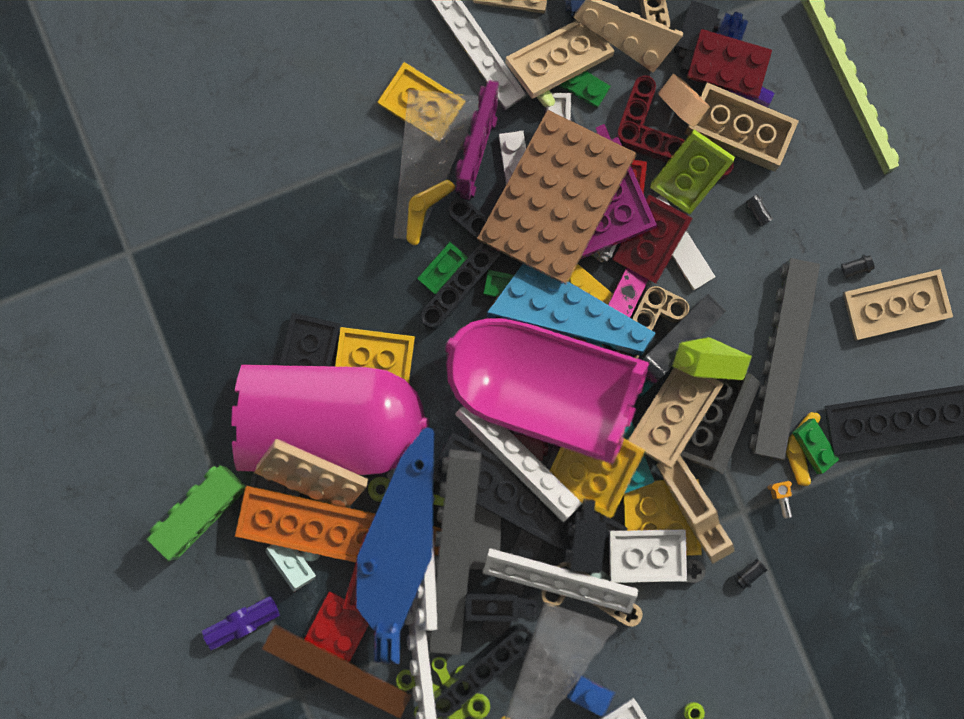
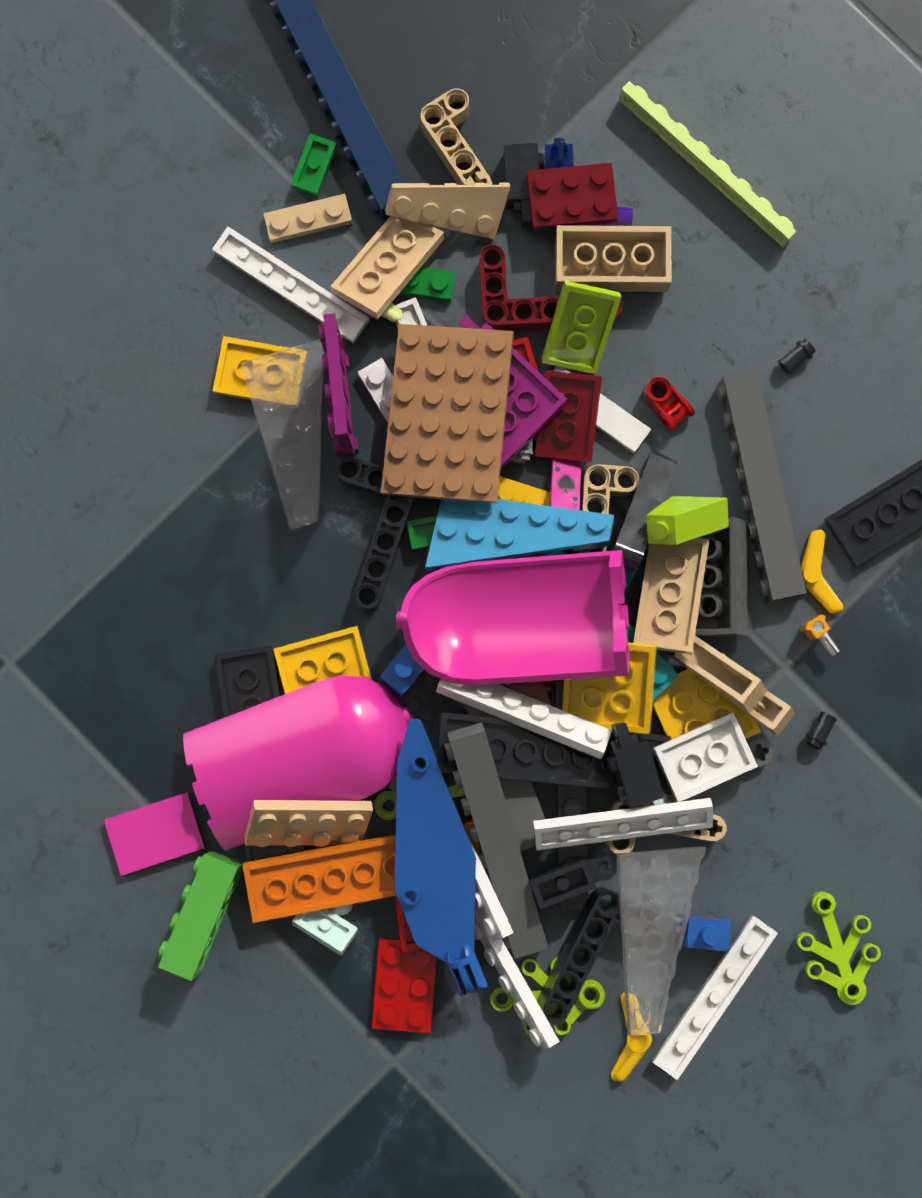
camera: 20 degrees left, 0 degrees up
(186, 434) = (154, 833): none -> dark pink tile
(240, 623) = (298, 1013): dark purple piece -> none
(336, 671) = (423, 1022): reddish brown slope -> none
(419, 205) = (304, 481): yellow piece -> none
(434, 389) = (402, 673): none -> blue torso
(442, 268) = (356, 540): green plate -> none
(683, 100) = (540, 254): light nougat beam -> none
(737, 262) = (667, 405): none -> red piece
(759, 210) = (667, 339): black pin -> none
(815, 446) = (832, 565): green plate -> none
(897, 305) = (856, 379): tan plate -> none

